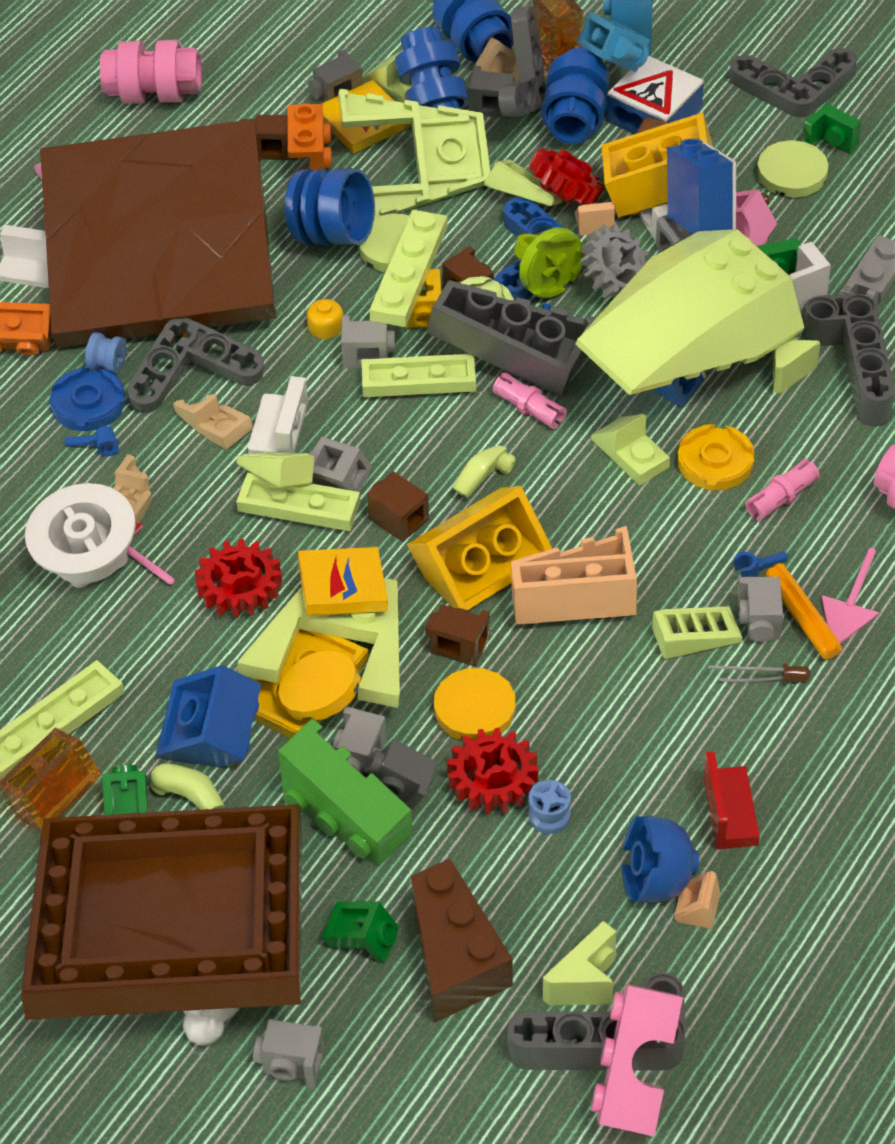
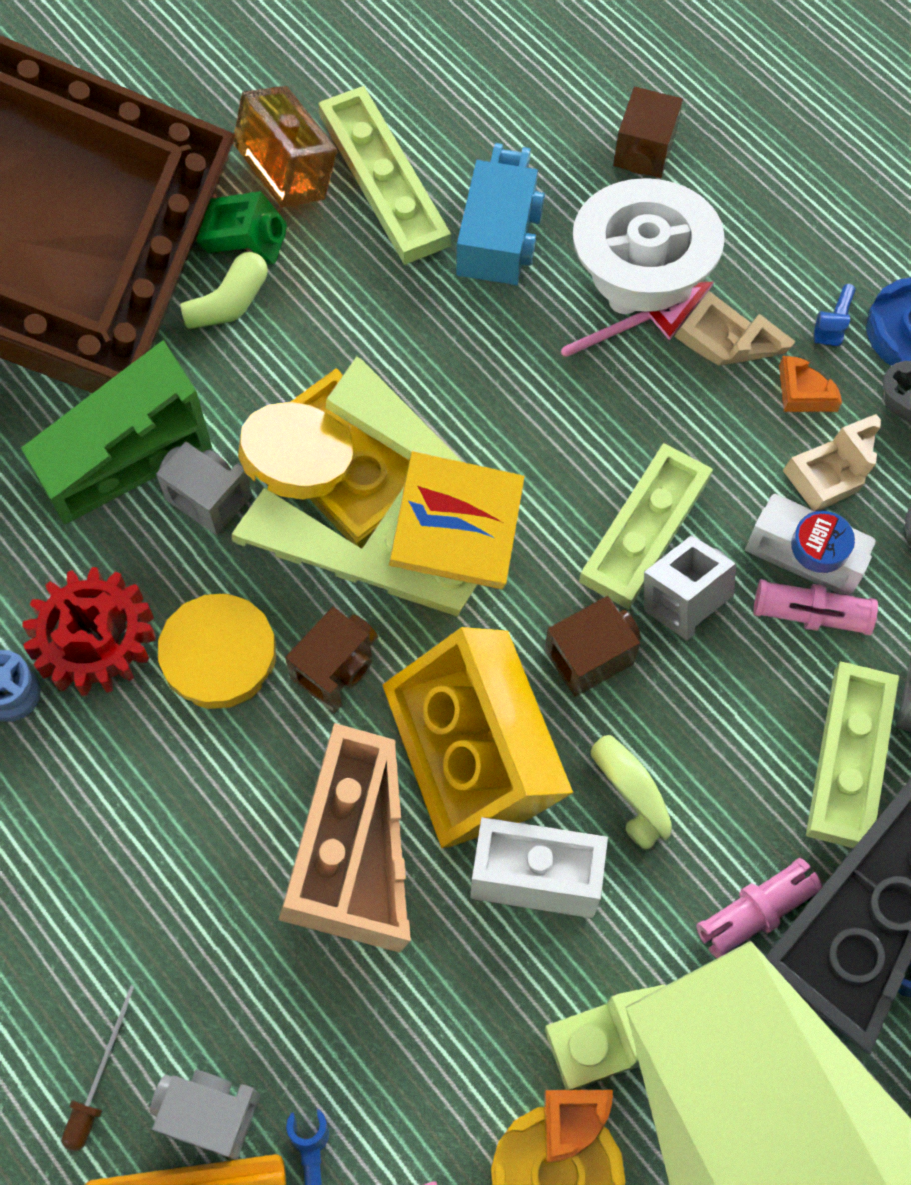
camera: 105 degrees right, 15 degrees up
(65, 639) = (498, 218): none -> dark azure brick
(158, 448) = (806, 388): none -> orange tile
(209, 718) = (301, 326): blue slope -> none
(238, 578) = (530, 417): red gear -> none
(280, 467) = (677, 508): yellowish green slope -> none
(293, 395) = (823, 541): none -> tile
(325, 408) = (850, 614): none -> bright pink pin
(402, 771) = (124, 512): dark grey brick -> none
(553, 488) = (539, 867): none -> white panel
(686, 448) = (573, 1120): none -> orange tile
(687, 642) = (197, 972): yellowish green slope -> none

